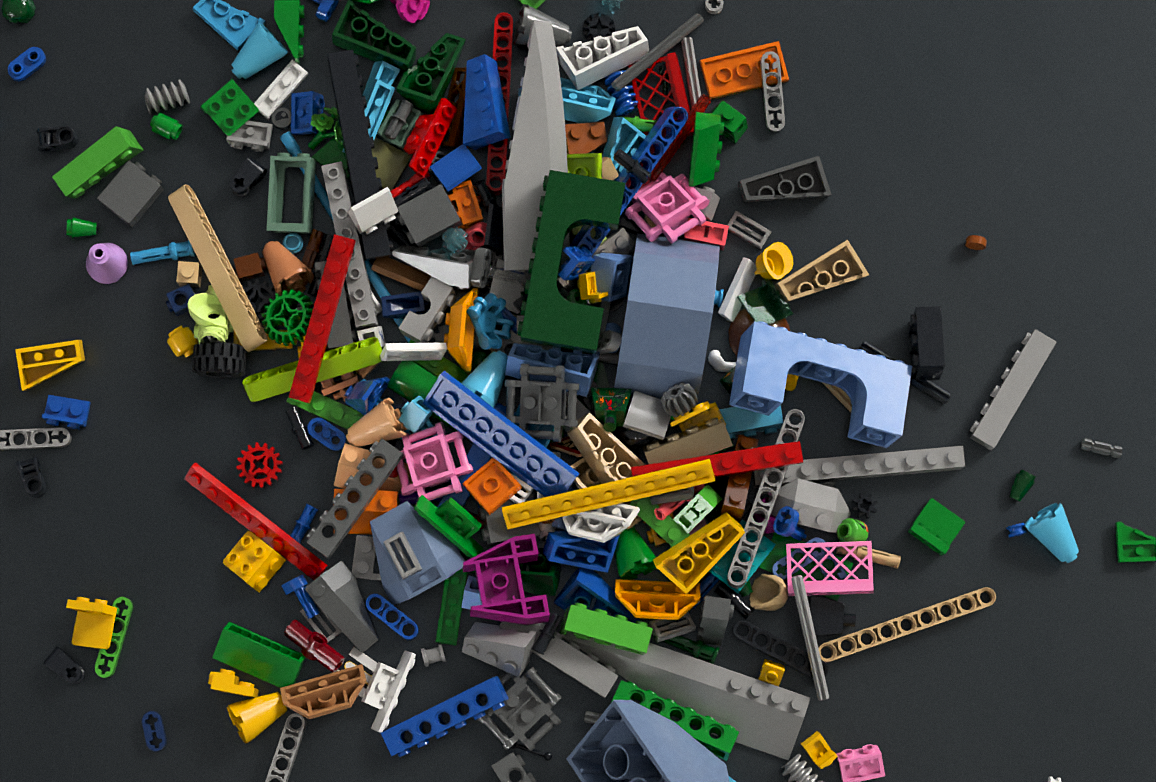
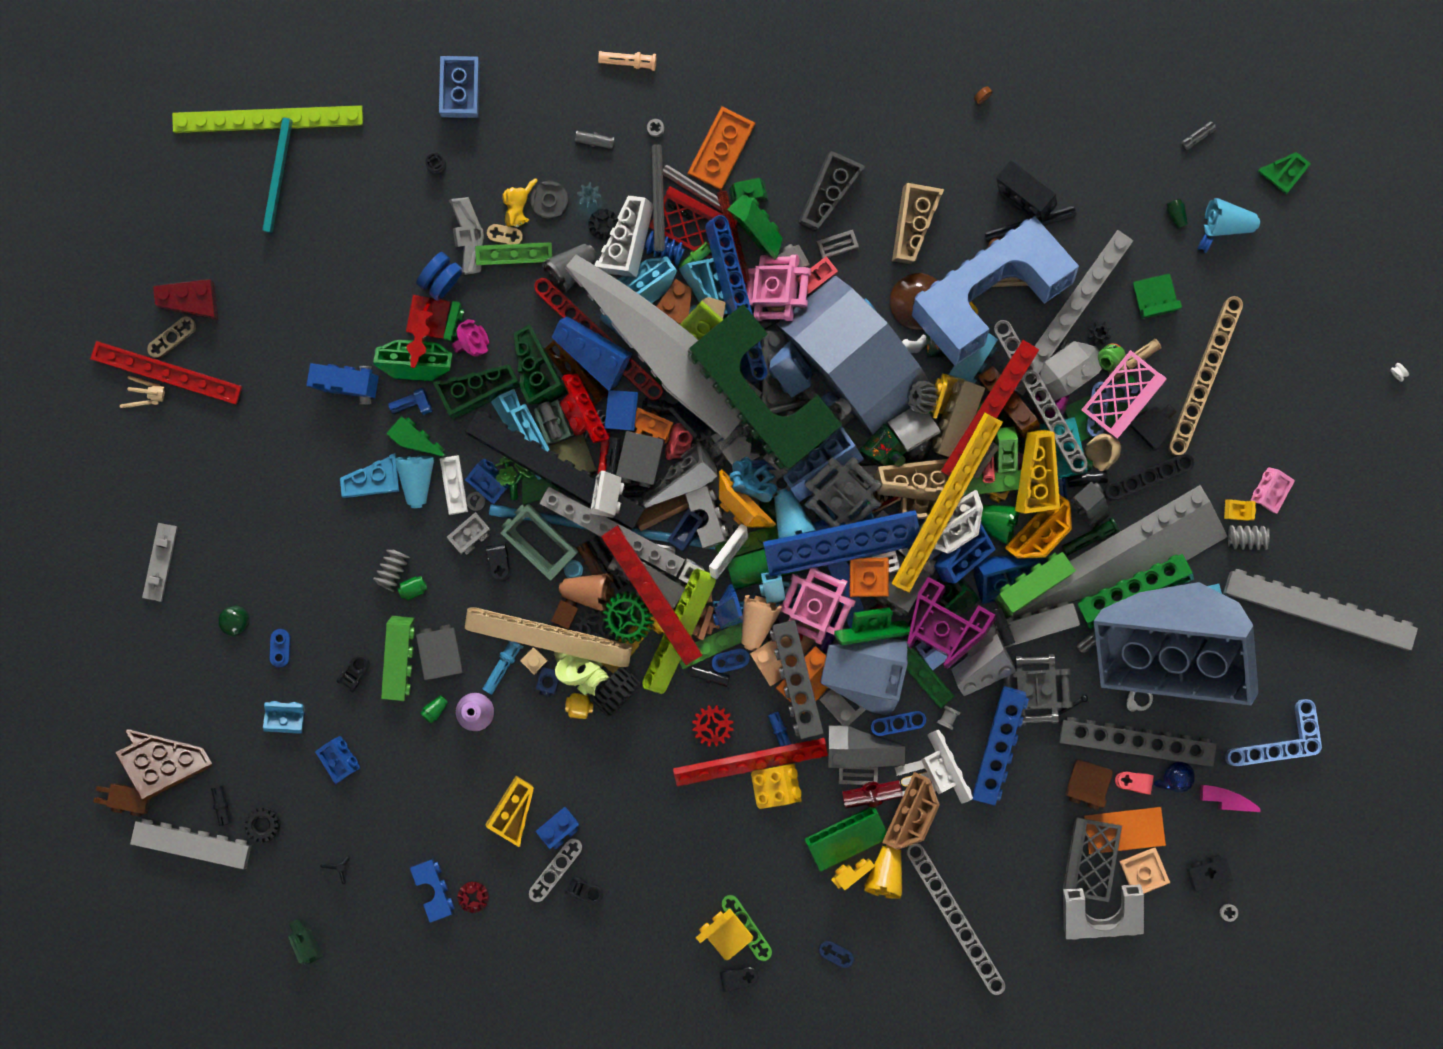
camera: 40 degrees left, 5 degrees up
(229, 108) = (438, 532): green bracket -> none
(298, 586) = (821, 769): blue piece -> none
(411, 571) = (881, 683): light grey tile -> none
(455, 239) = (673, 455): clear light blue gear -> none
(480, 267) = (709, 454): dark grey beam -> none
(576, 293) = (788, 401): green plate -> none
(579, 263) = (766, 381): blue bracket -> none
(588, 288) = (789, 392): yellow bracket -> none
(632, 166) = (729, 287): black axle -> none
(666, 629) = (1071, 550): light grey tile -> none
(739, 285) = (874, 288): white tile -> none
(765, 303) = (901, 278): clear green hinge -> none
(771, 672) = (1159, 496): yellow bracket -> none
(772, 91) = (753, 144): light grey beam -> none
(774, 261) = (877, 246): yellow piece -> none
(788, 527) = (1072, 399): blue piece -> none
(810, 638) = (1160, 449): light grey axle -> none
(1012, 390) = (1107, 160): light grey brick -> none

